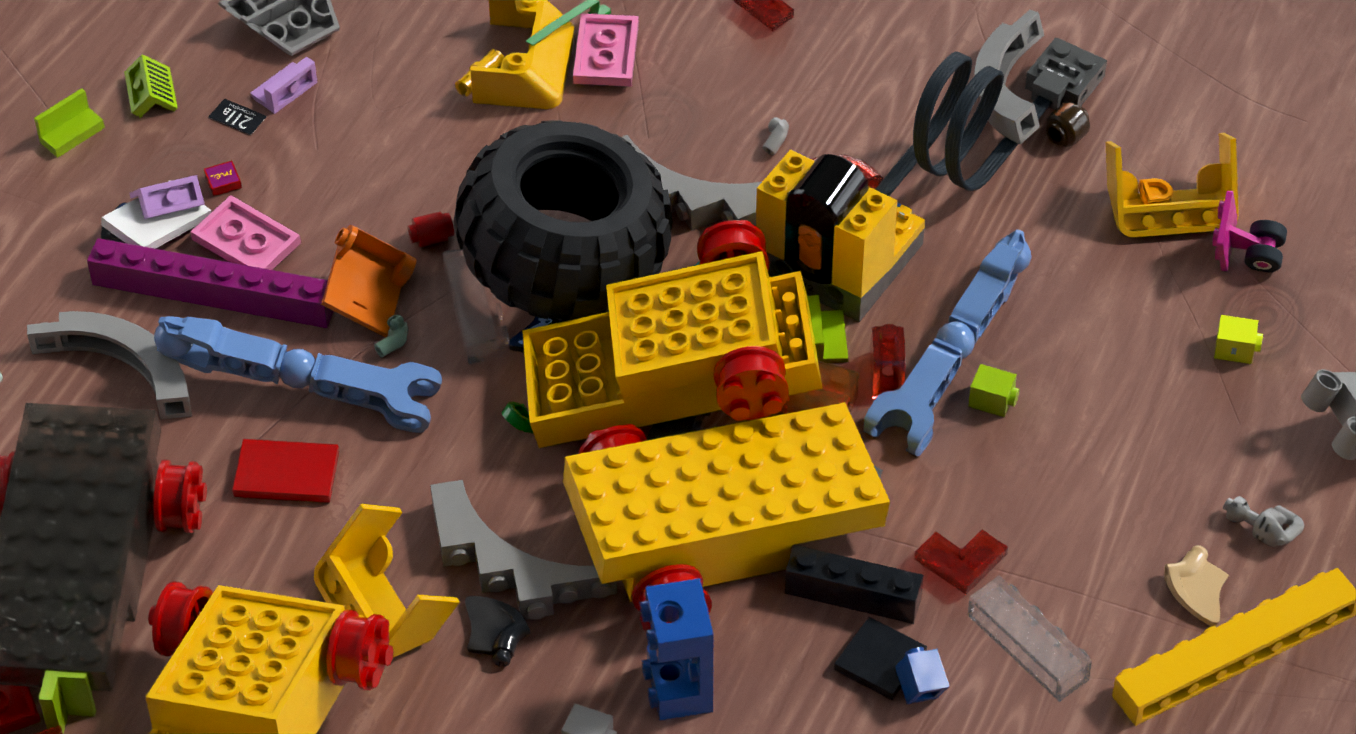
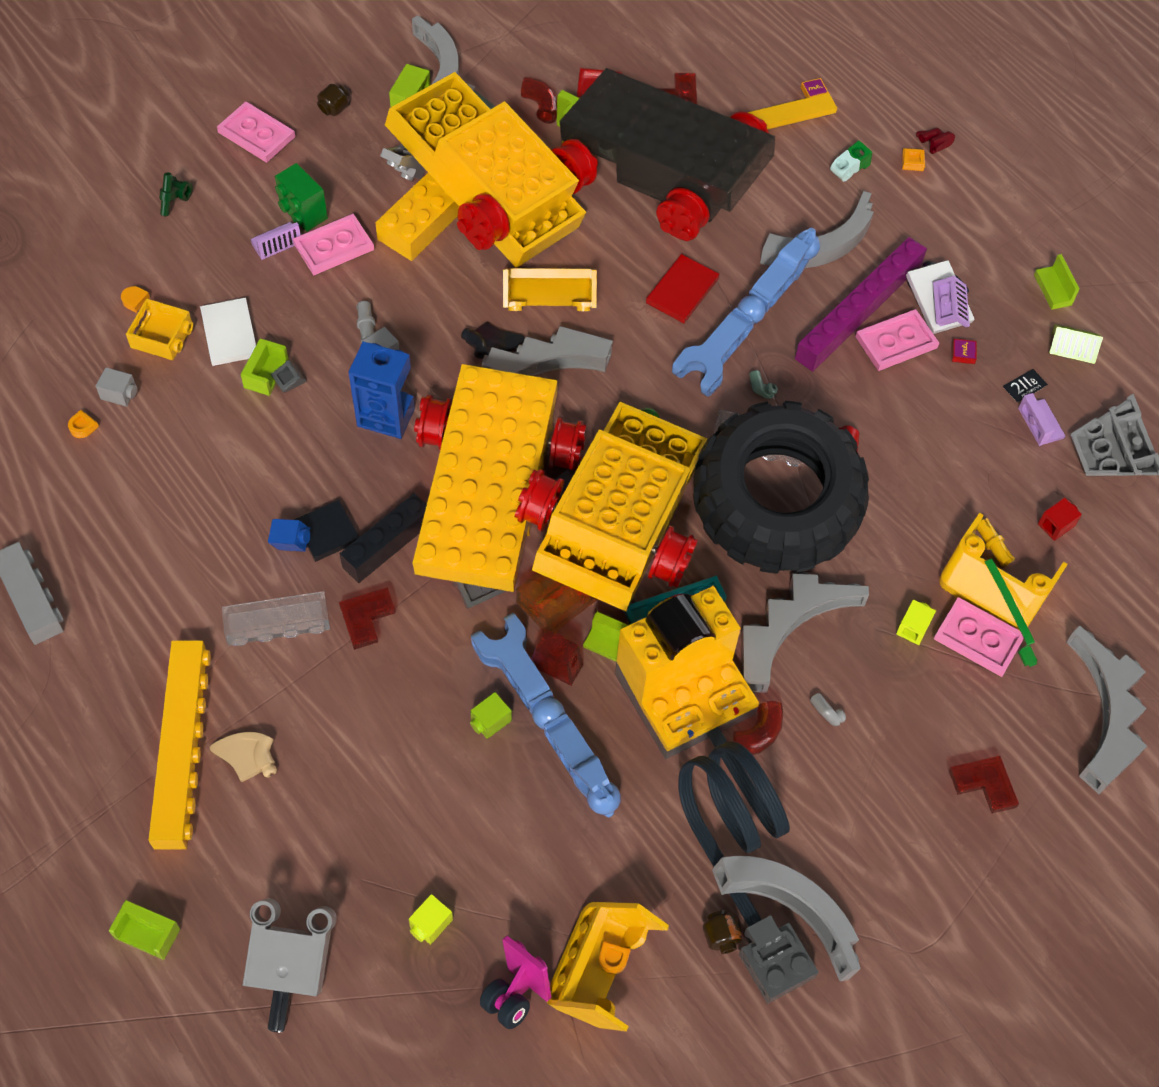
camera: 115 degrees right, 10 degrees up
(366, 279) = (811, 378): orange door -> none
(415, 29) = (1059, 519): none -> red brick
(624, 99) = (916, 622): none -> neon yellow brick
(1267, 524) = (258, 828): light grey piece -> none

